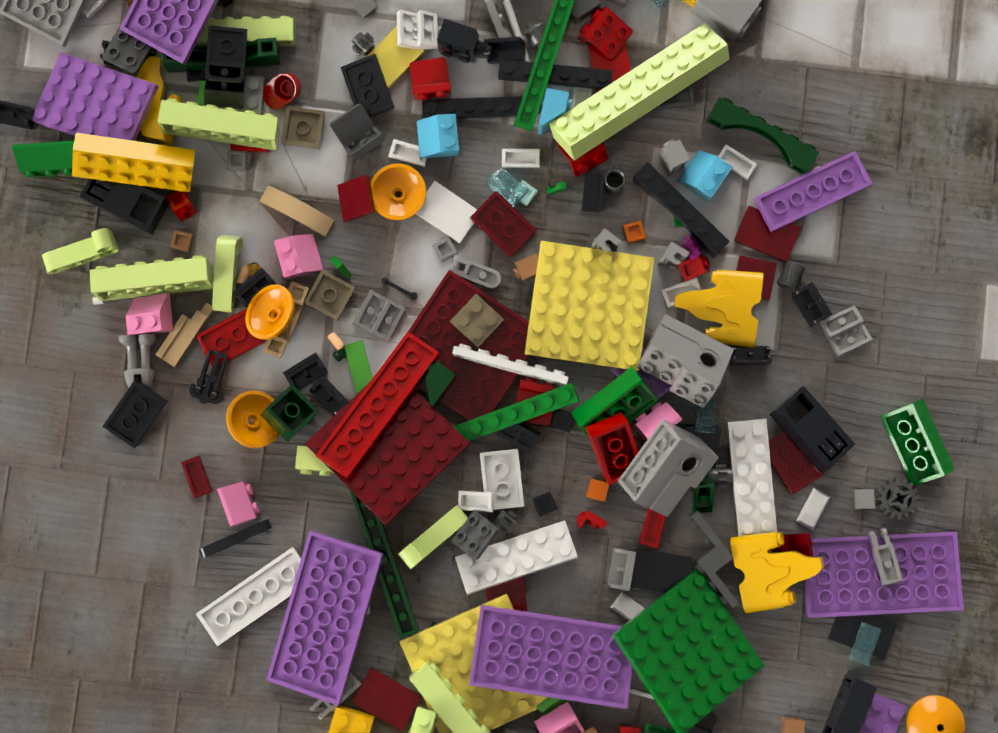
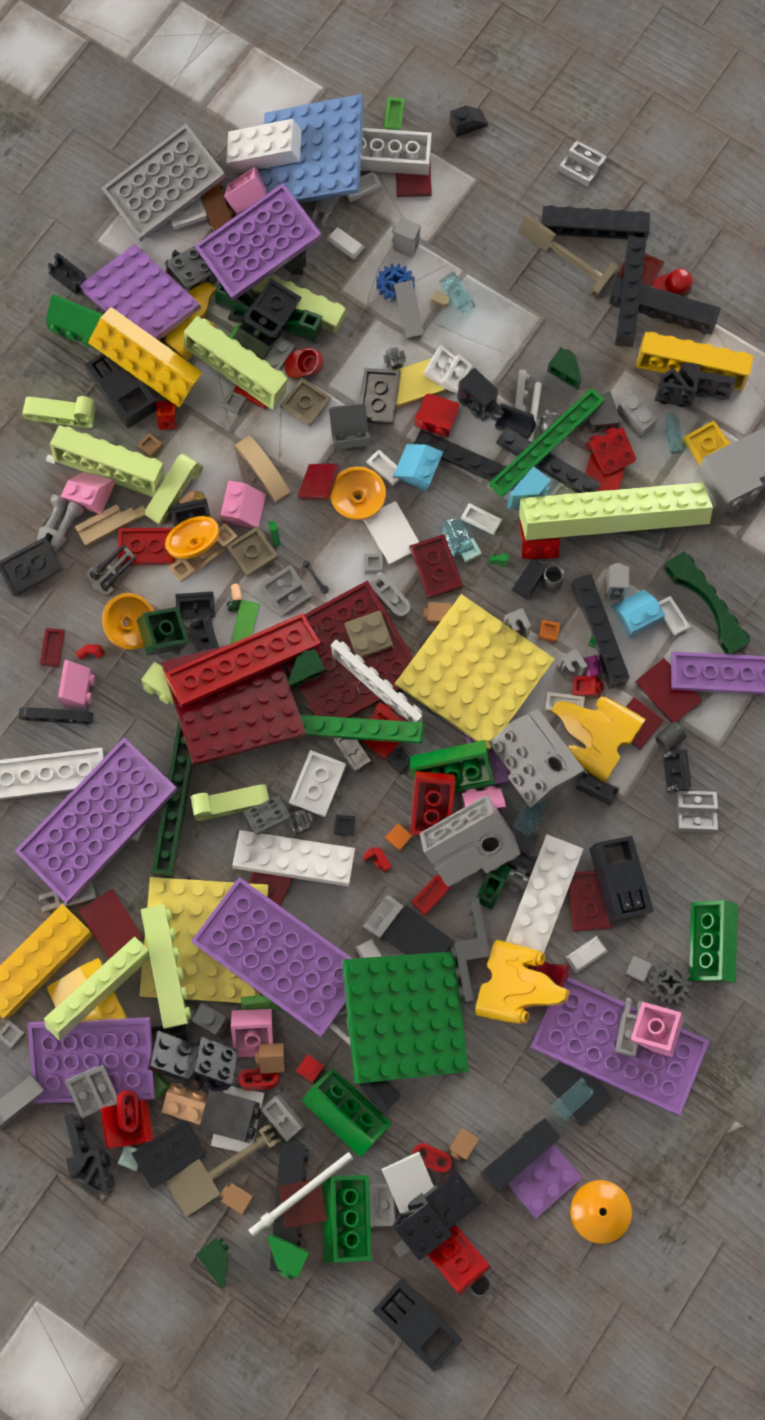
camera: 25 degrees right, 10 degrees down
(231, 461) = (95, 649): none -> red arm
(476, 501) = (285, 789): white tile -> none
(910, 547) = (657, 1029): none -> bright pink slope

